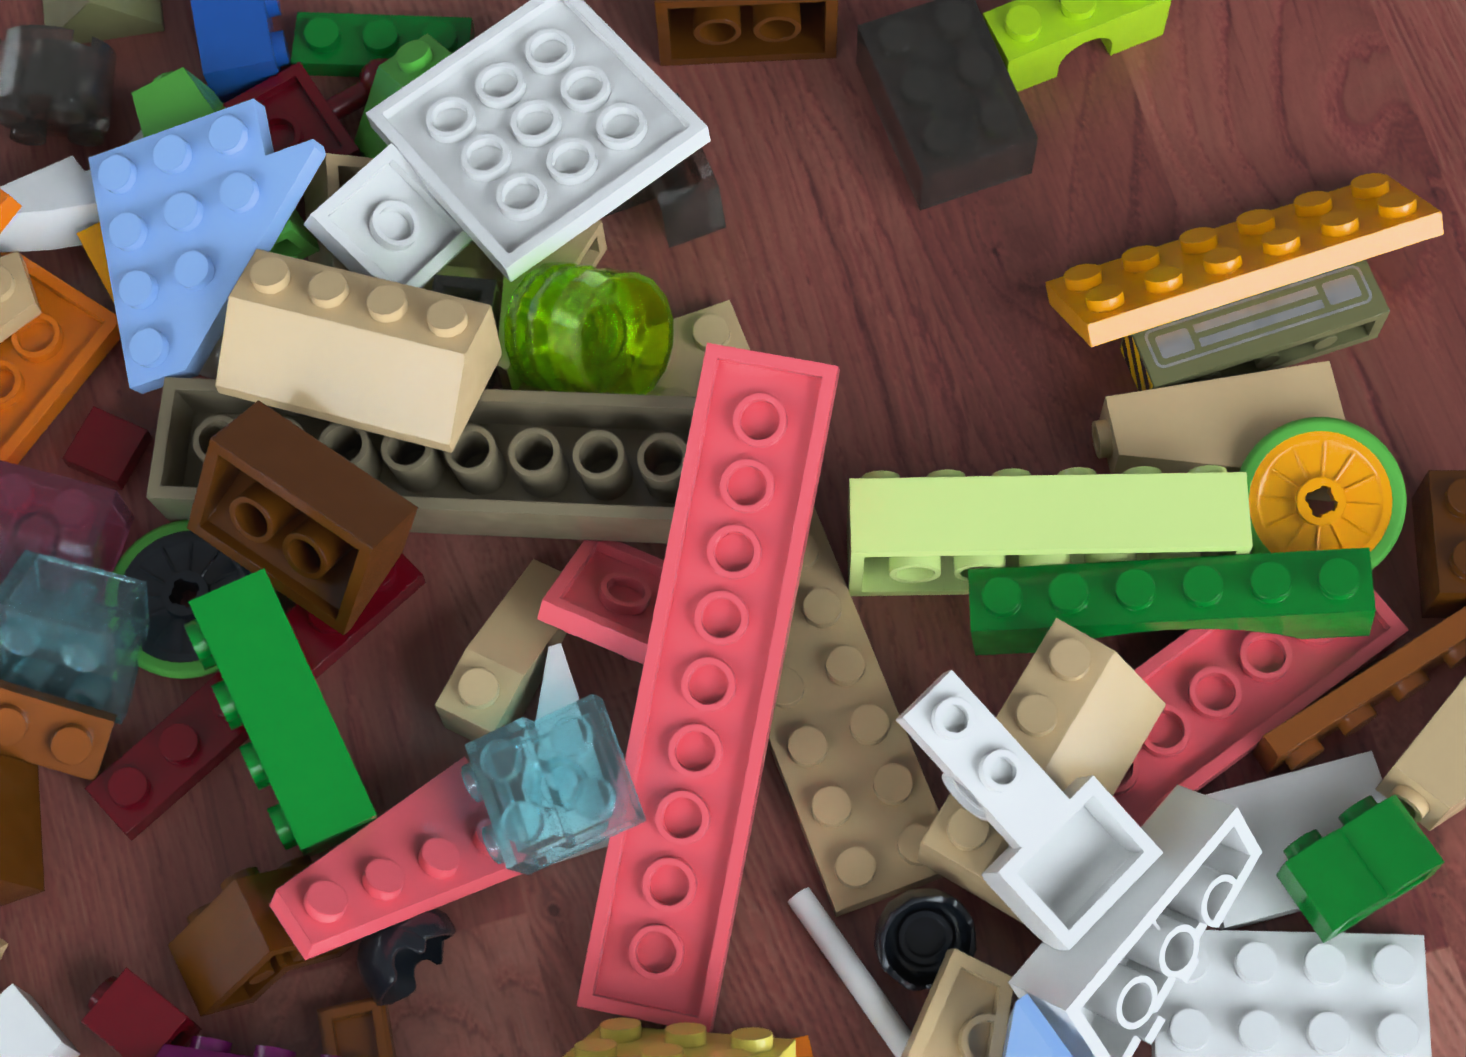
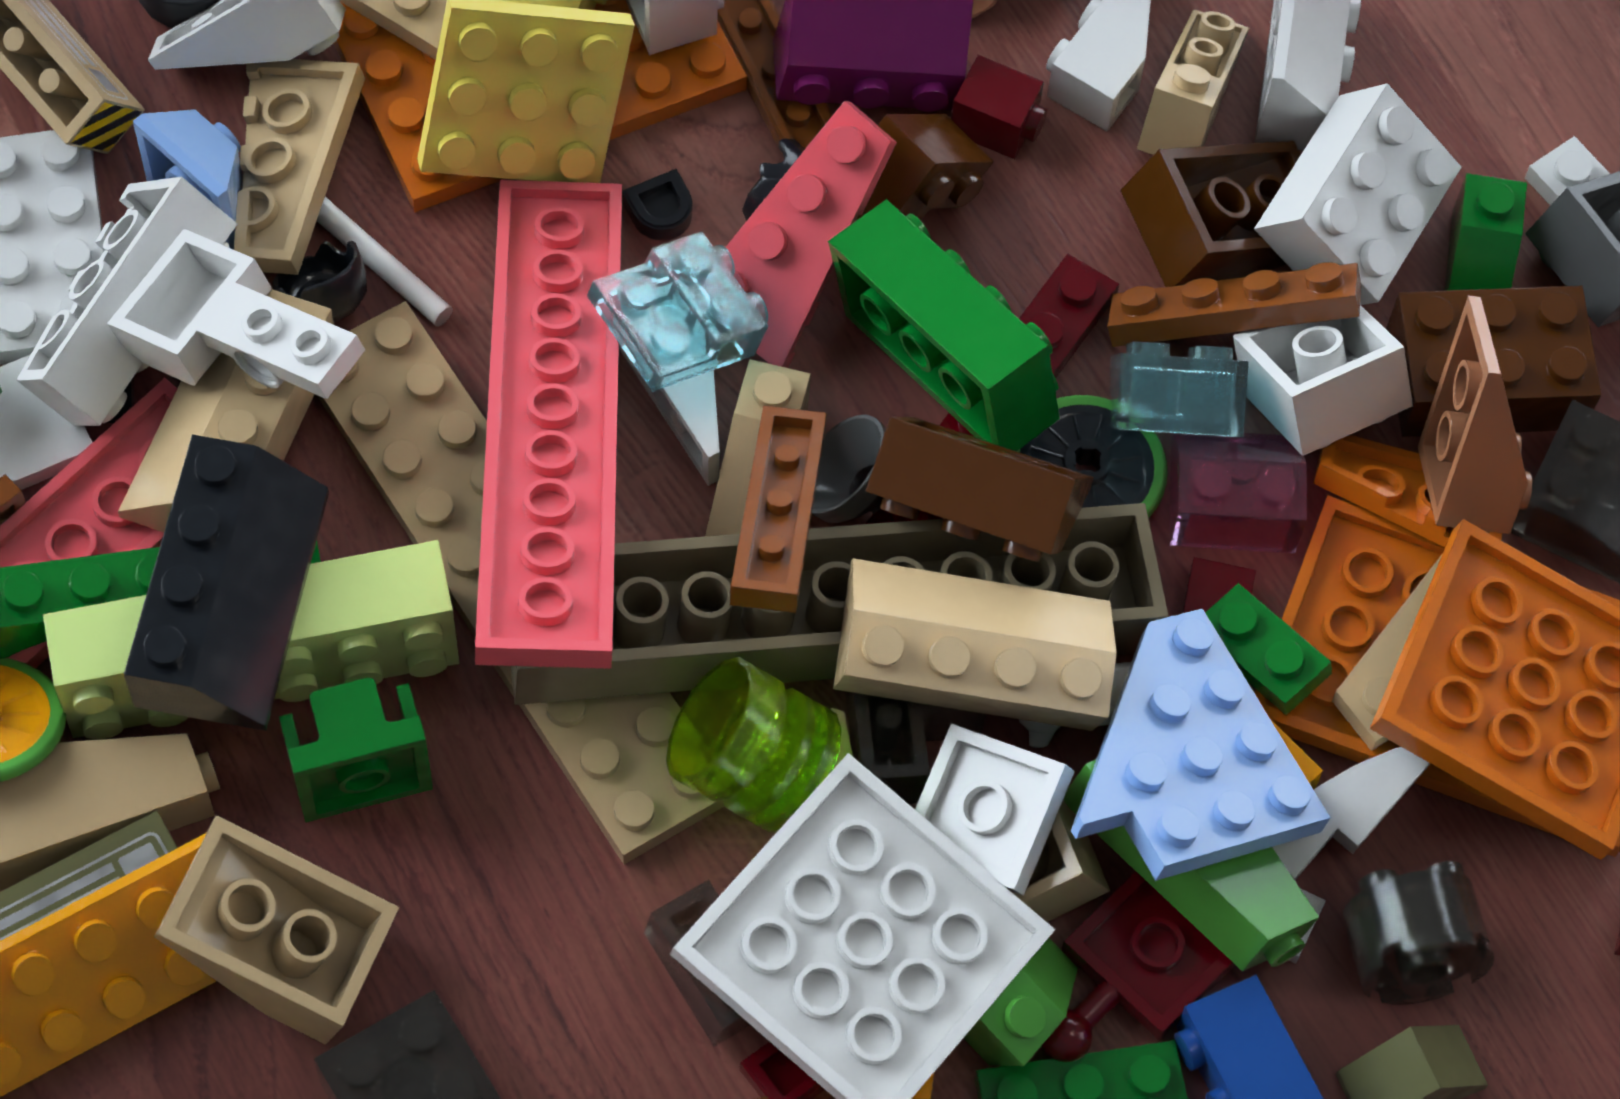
camera: 160 degrees right, 5 degrees down
(86, 363) = (1268, 649): none -> green plate
(446, 621) = (846, 469): none -> dark grey piece
(506, 519) = (778, 509): none -> dark orange plate
(539, 986) = (659, 206): none -> black tile
(606, 597) = (669, 496): coral plate -> none
(957, 403) = (358, 752): none -> green panel
(1051, 245) = (276, 929): none -> tan slope
(1067, 518) = (225, 585): none -> black slope

